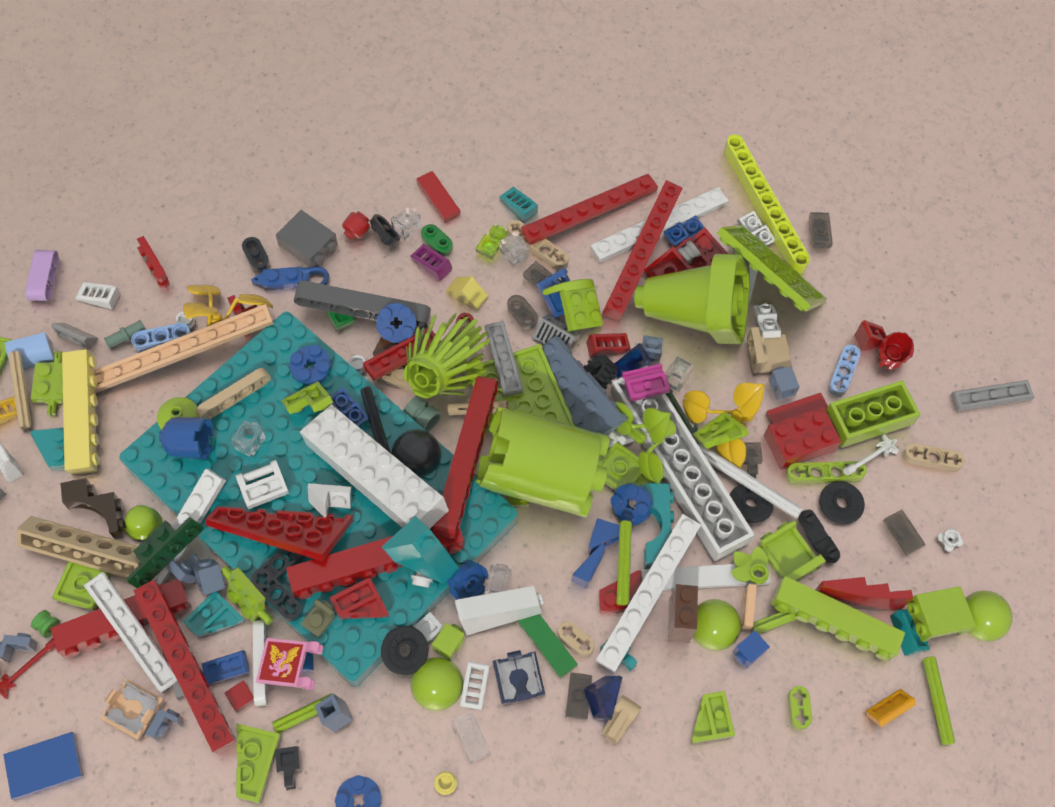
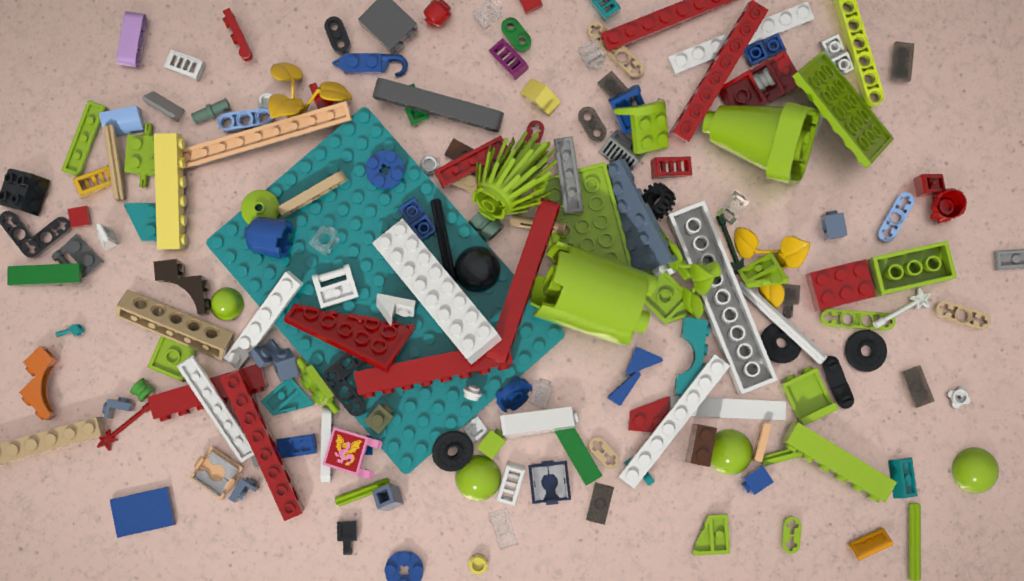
camera: 10 degrees right, 20 degrees up
(161, 549) = (244, 337): dark green bracket -> none
(239, 696) = (308, 471): red tile -> none
(254, 761) = (319, 528): lime wing -> none
(312, 395) = (381, 203): lime plate -> none
(359, 602) = (416, 406): red wing -> none
(384, 230) = (465, 20): black plate -> none
(388, 331) = (472, 139): blue plate -> none
(421, 552) = (473, 375): teal wedge -> none
(490, 243) = (567, 46): clear neon green plate -> none
(603, 696) = (621, 507): clear blue slope -> none
(623, 715) = (636, 524): tan piece -> none
(624, 560) = (655, 391): lime axle -> none
(632, 360) = (690, 192): clear blue slope -> none
(632, 492) = (664, 341): blue plate -> none
(646, 382) = (700, 220): dark pink plate -> none
(653, 347) = (712, 176): sand blue bracket -> none
(748, 564) = (768, 402): lime plate -> none
(767, 320) = (829, 157): white slope -> none
(767, 353) = (825, 192): tan bracket -> none
(796, 408) = (842, 255): red tile -> none
(861, 596) = (862, 443): red slope -> none
(941, 613) = (933, 468): lime panel -> none

